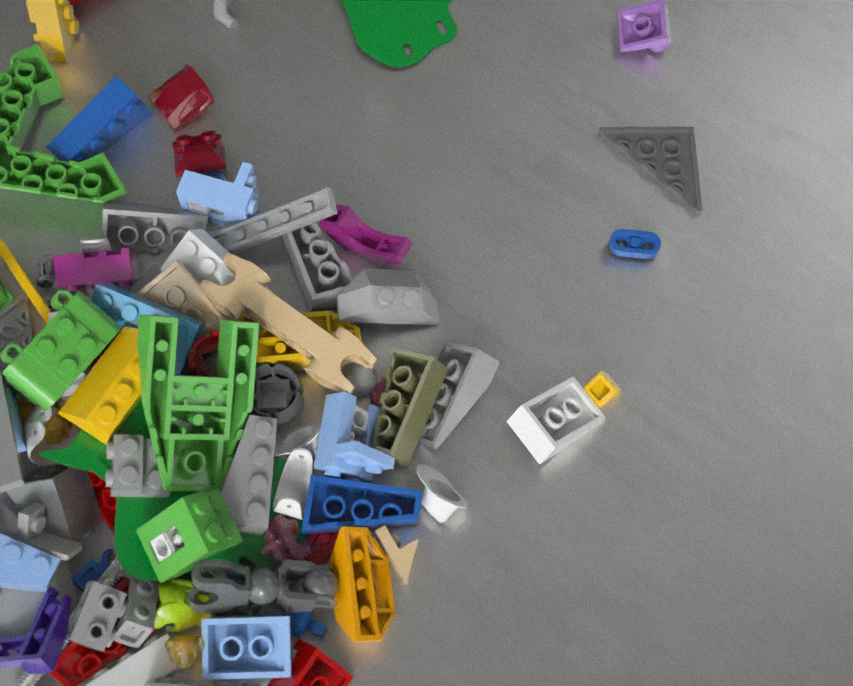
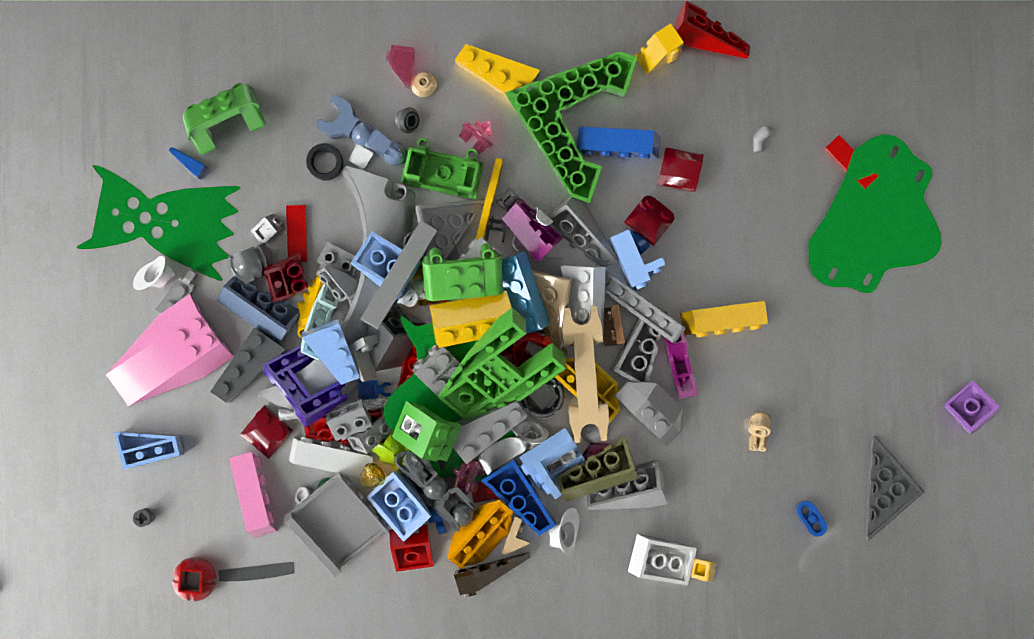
camera: 55 degrees right, 20 degrees up
(281, 273) = (613, 326): none -> medium nougat bracket
(361, 162) = (724, 318): none -> yellow wedge
(406, 632) = (479, 576): none -> dark brown wedge
(500, 218) = (760, 428): none -> tan piece

